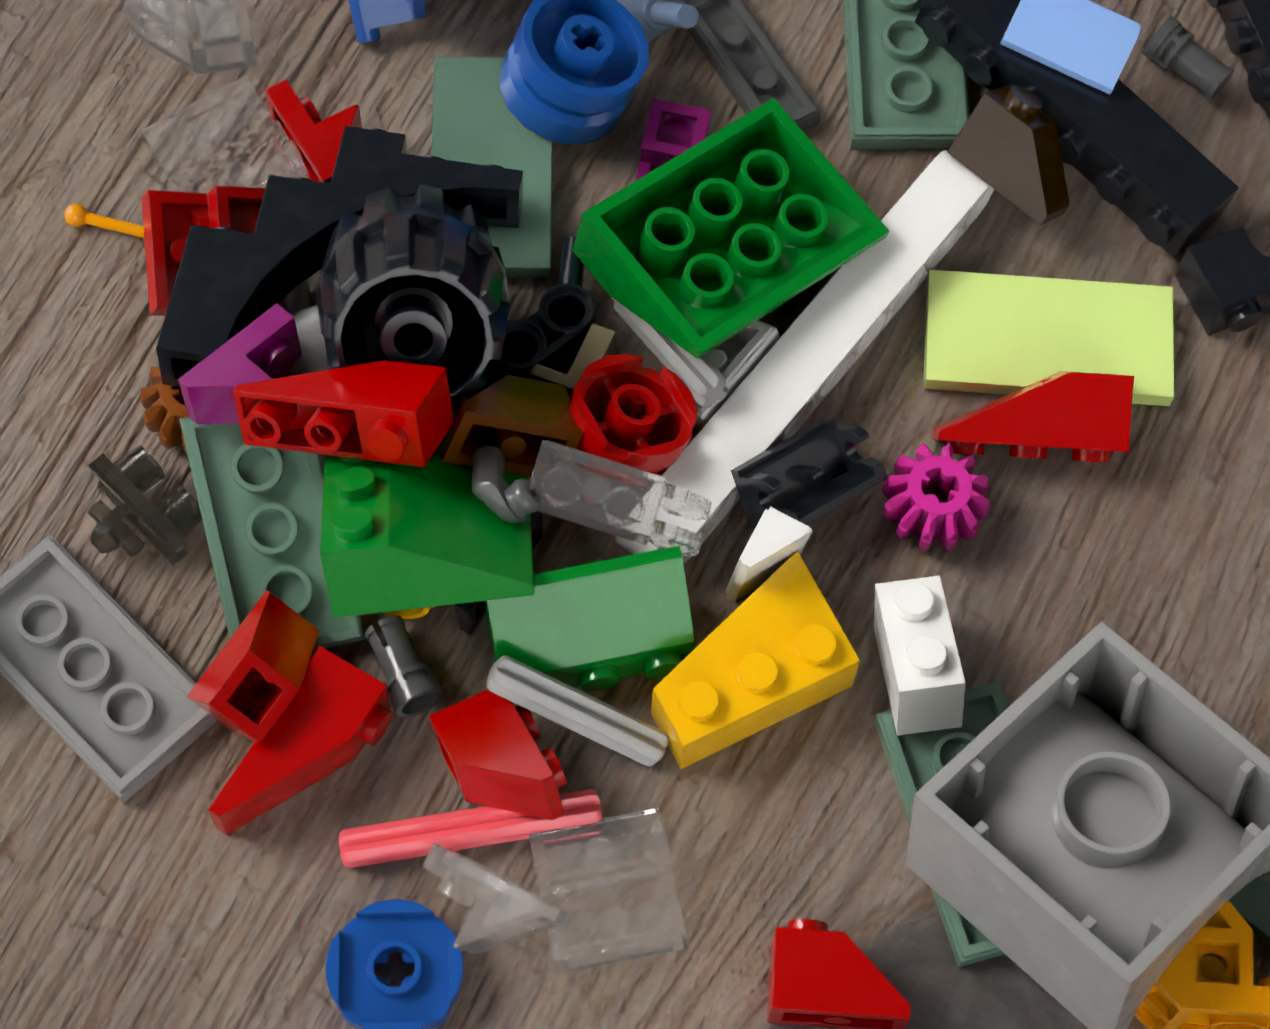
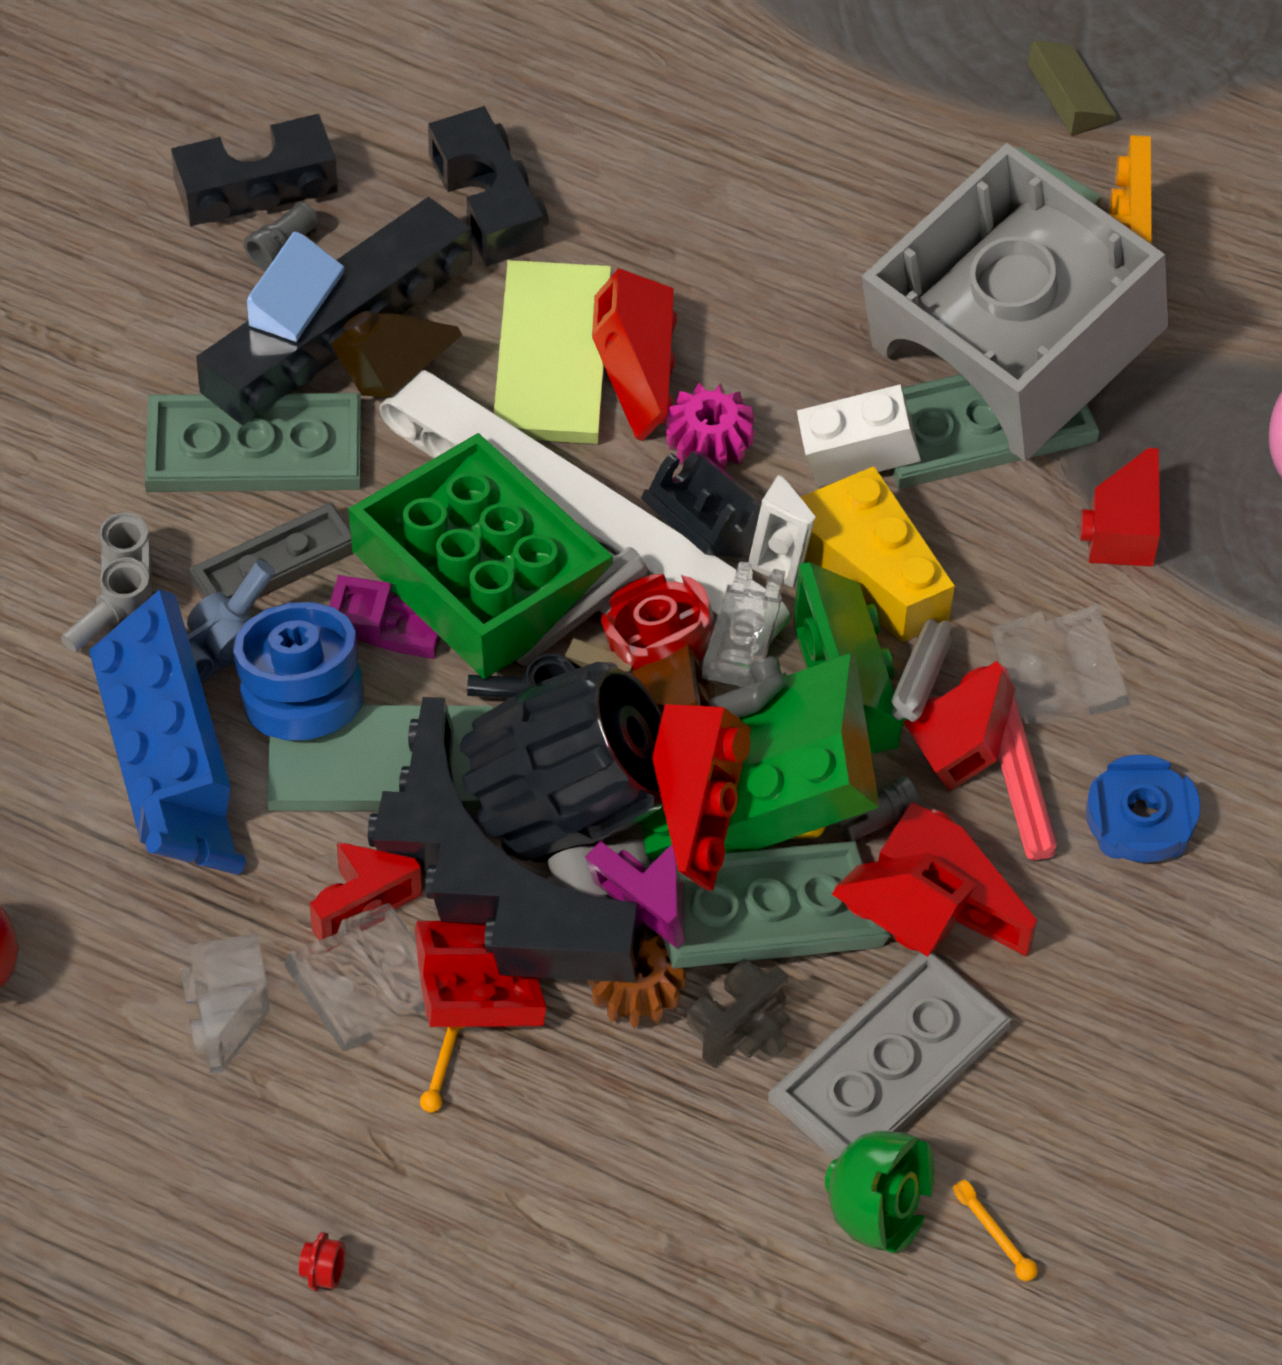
camera: 90 degrees left, 10 degrees down
(499, 906) = (1092, 723): clear slope -> none

